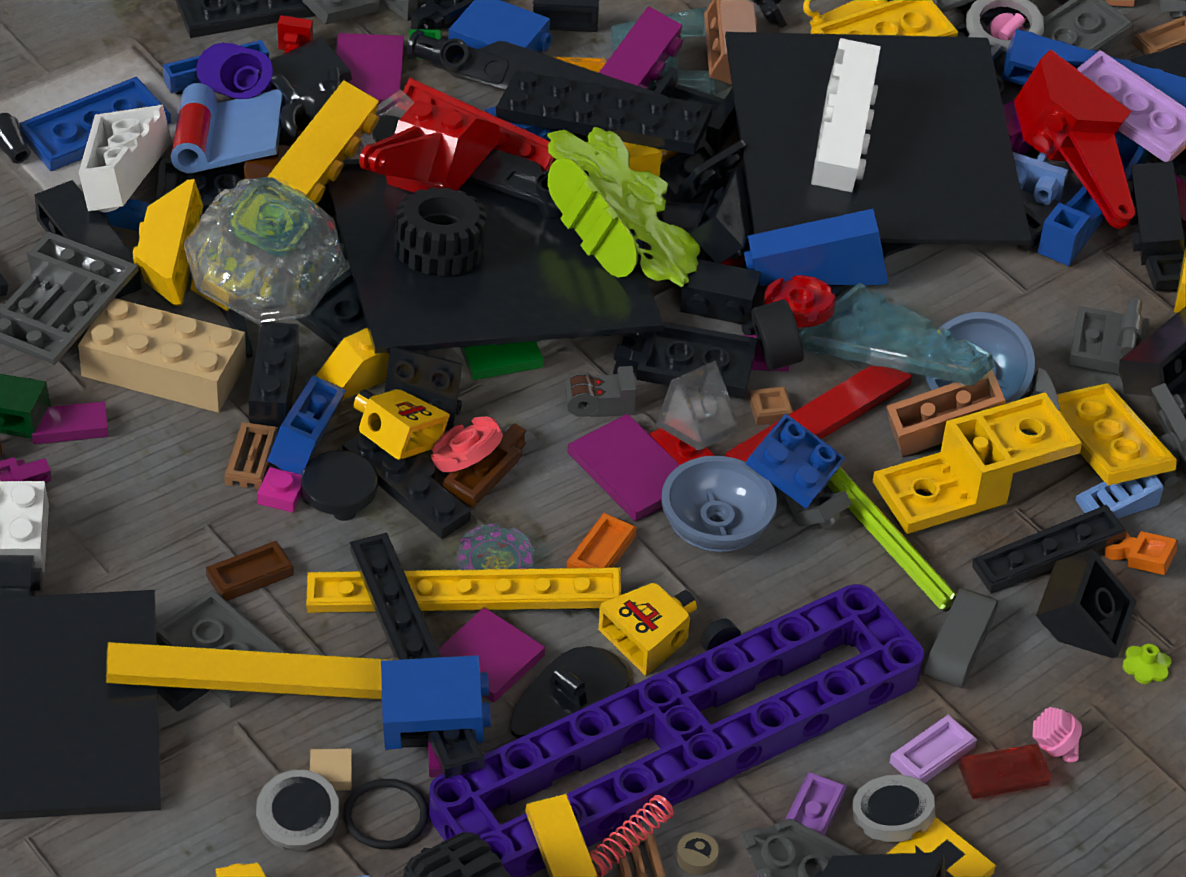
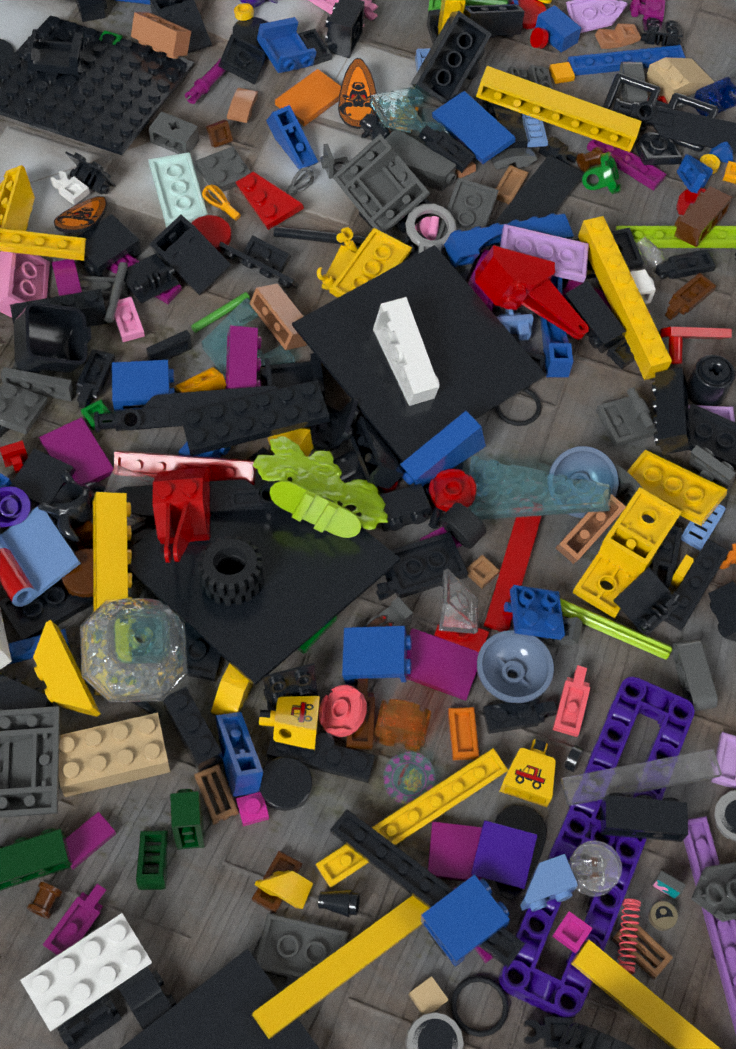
camera: 35 degrees left, 15 degrees up
(122, 479) = (152, 877): none -> dark green slope
(189, 438) = (187, 819): none -> dark green brick
(255, 573) = (287, 886): none -> yellow slope
(307, 624) = (341, 902): none -> black cone
(526, 488) = (402, 724): none -> clear orange brick
(540, 673) = (504, 854): none -> dark purple tile
(552, 777) = (572, 932): none -> dark pink plate
(557, 408) = (376, 653): none -> blue panel
(562, 715) = (550, 881): none -> medium blue slope
(636, 11) = (220, 312): none -> bright green bar
(637, 734) = (595, 868): none -> clear head
(688, 564) = (517, 715): none -> black hinge
(729, 820) = (668, 885): none -> dark grey tile
(746, 719) = (644, 817): none -> black brick
(769, 585) = (572, 703): none -> coral hinge
(785, 685) = (641, 777): none -> clear tile
(960, 527) = (647, 601): none -> black hinge
(969, 287) = (522, 423): none -> black piece
(1036, 499) = (667, 555): none -> black hinge
(1041, 519) = (682, 571): none -> yellow tile

